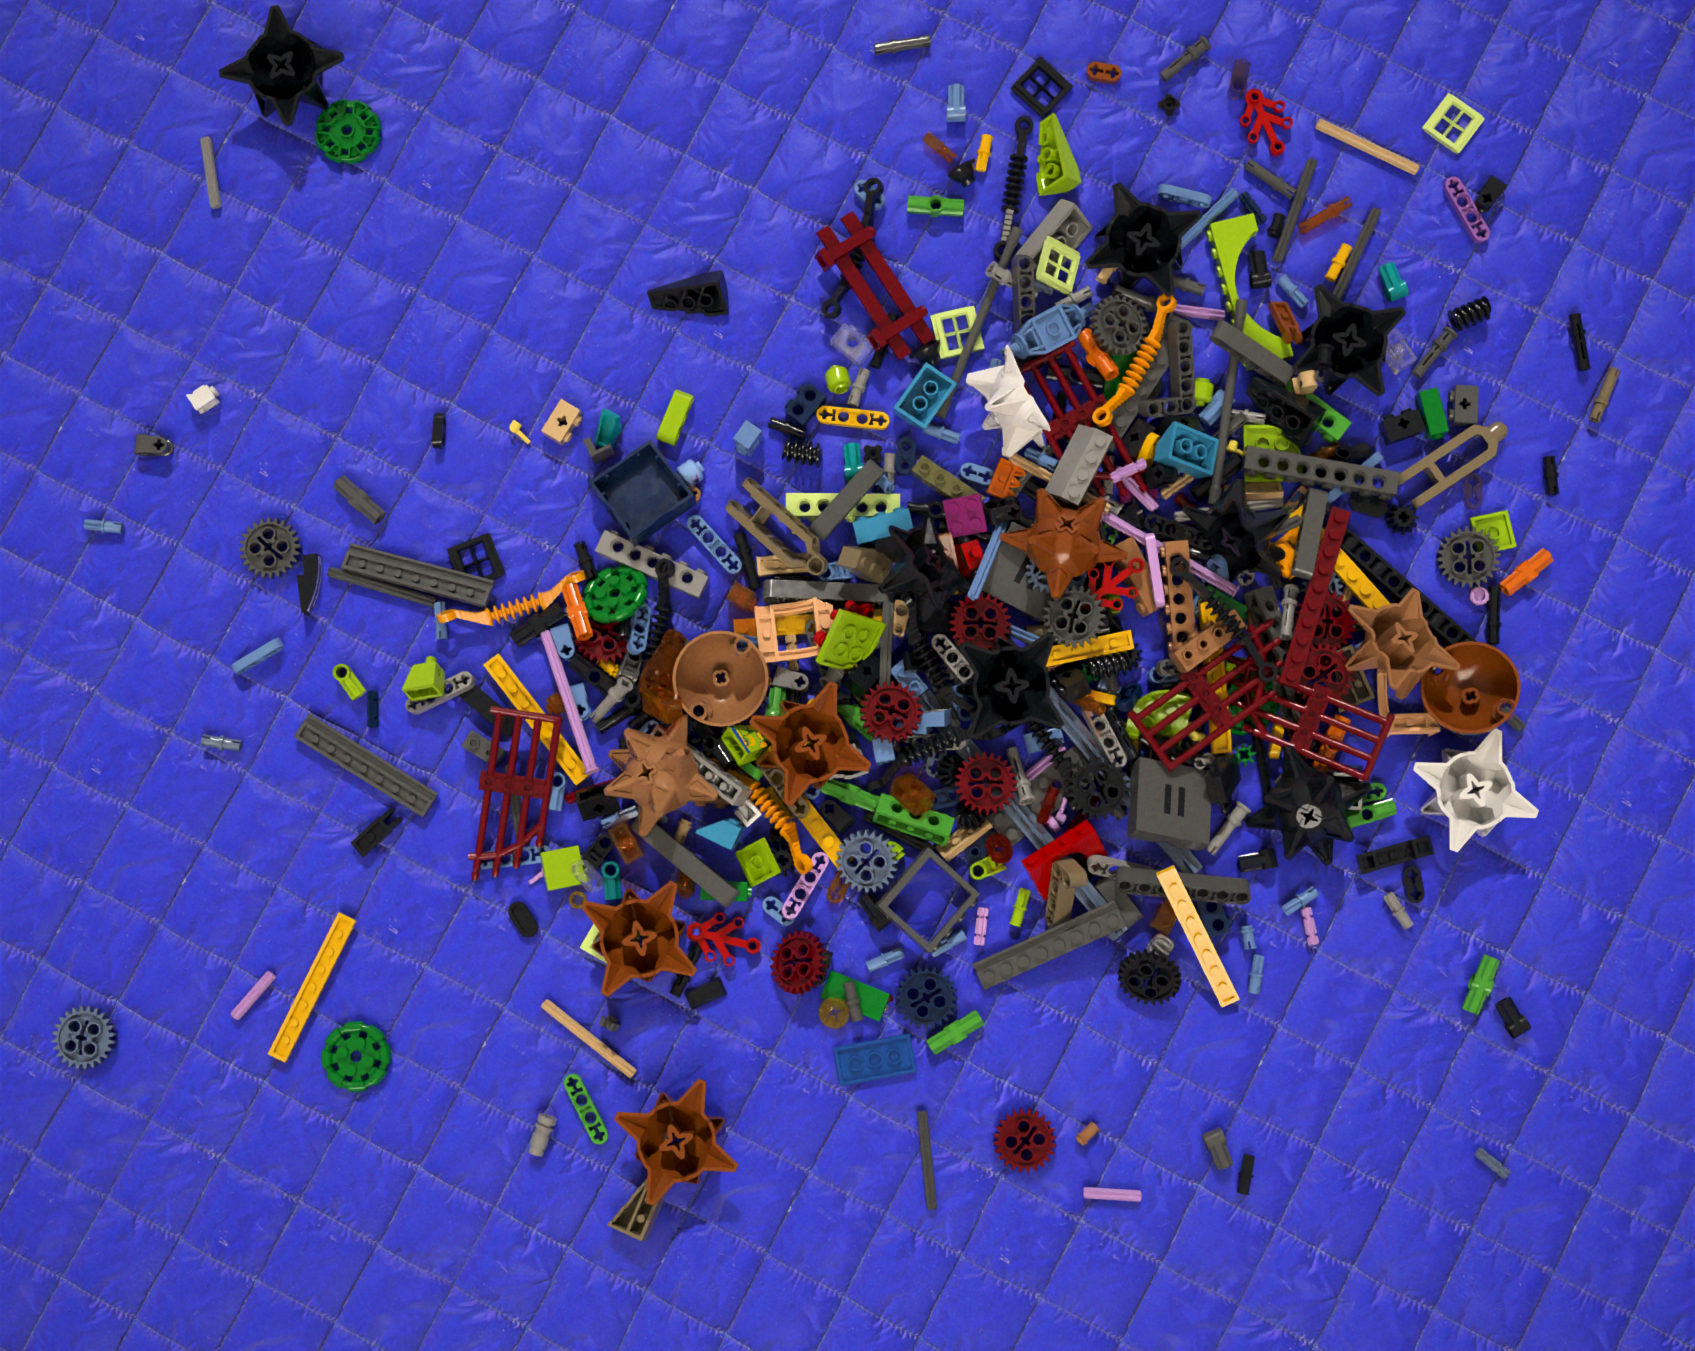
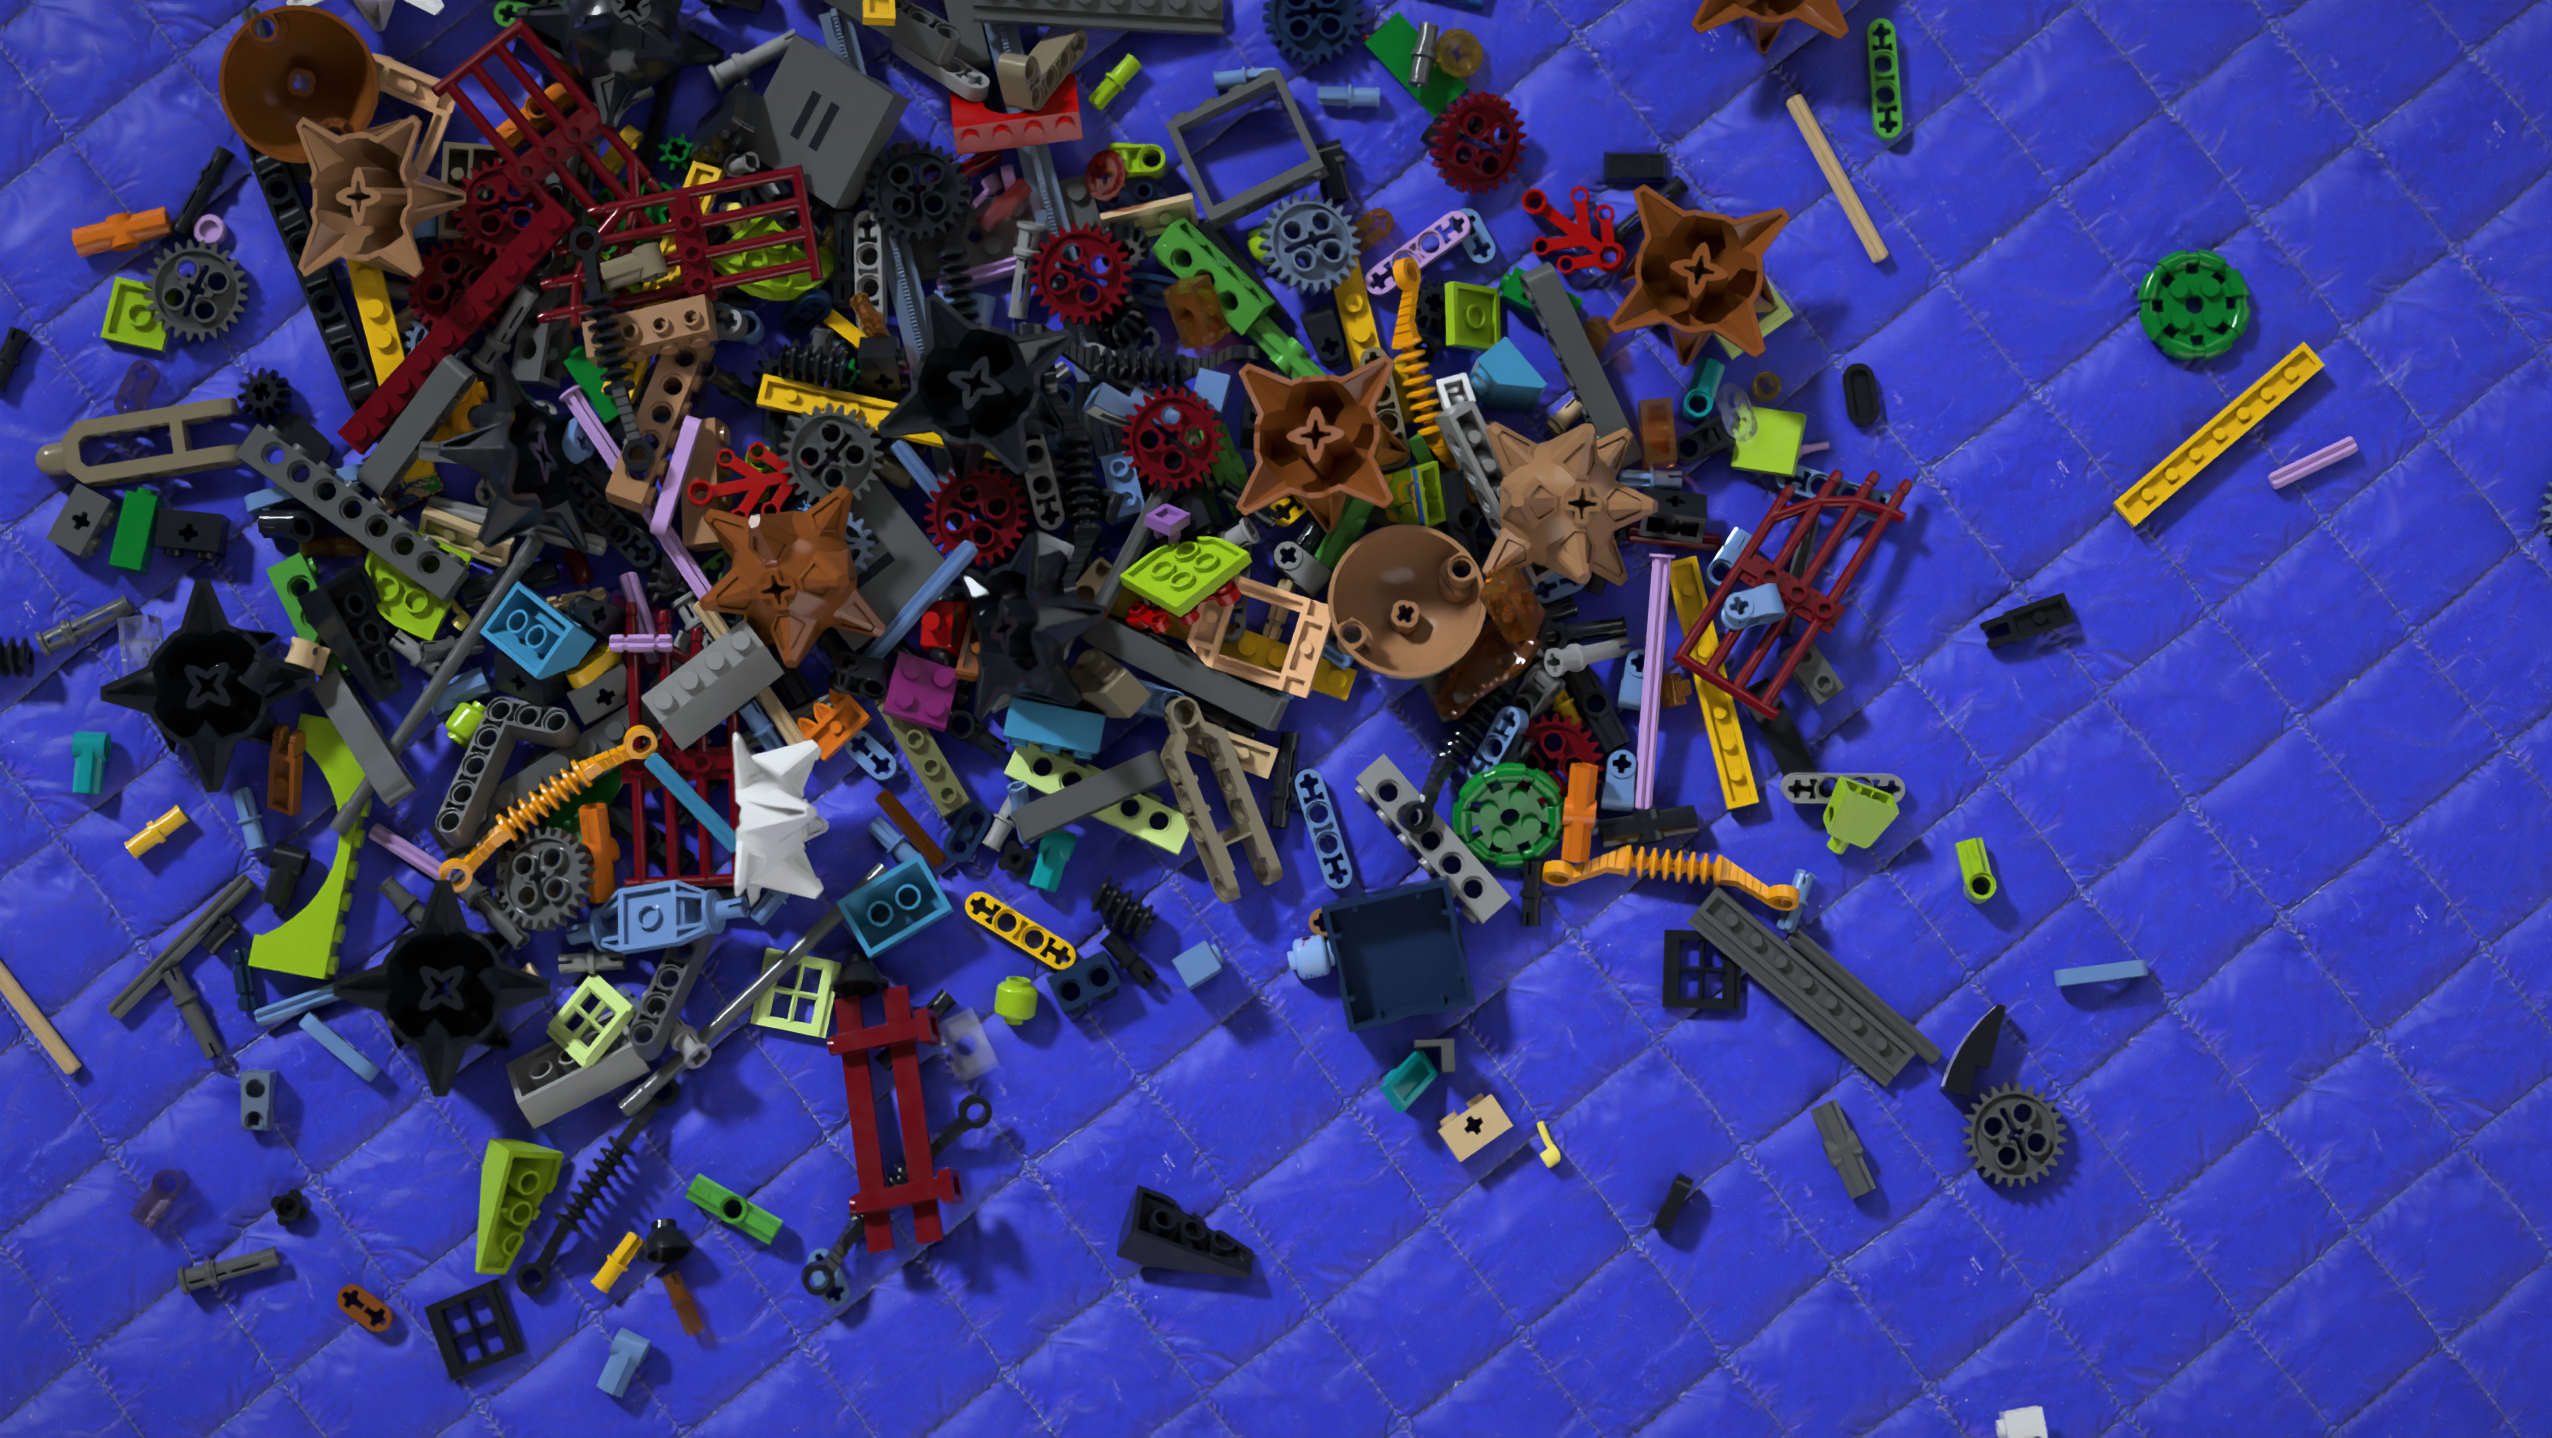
camera: 160 degrees left, 0 degrees up
(104, 526) = (2261, 1290): medium blue axle -> none
(150, 445) = (2138, 1386): dark grey piece -> none
(221, 742) = (2210, 864): sand blue pin -> none
(366, 765) = (2002, 730): dark grey plate -> none
(372, 709) = (1957, 812): dark blue axle -> none
(526, 765) = (1758, 606): none -> medium blue piece
(541, 1134) = (1967, 69): light grey axle -> none
(610, 1022) = (1796, 183): dark grey plate -> none
(675, 417) = (1295, 1055): lime beam -> none
(742, 598) = (1318, 720): clear orange brick -> none
(858, 387) = (989, 975): light grey pin -> none
(873, 666) = (1167, 521): none -> medium lavender tile
(937, 445) = (911, 828): none -> reddish brown axle
(981, 926) = (1184, 81): lavender axle -> none
(1059, 399) = (692, 801): none -> dark azure axle
(1151, 636) = (729, 384): none -> black pin
(1214, 151) = (257, 1099): none -> sand blue leg
(1229, 672) = (643, 265): none -> dark tan piece
(1264, 119) = (153, 1114): red plant -> none
(1332, 211) = (138, 916): clear orange pin -> none
(1356, 252) = (125, 831): dark grey axle -> none

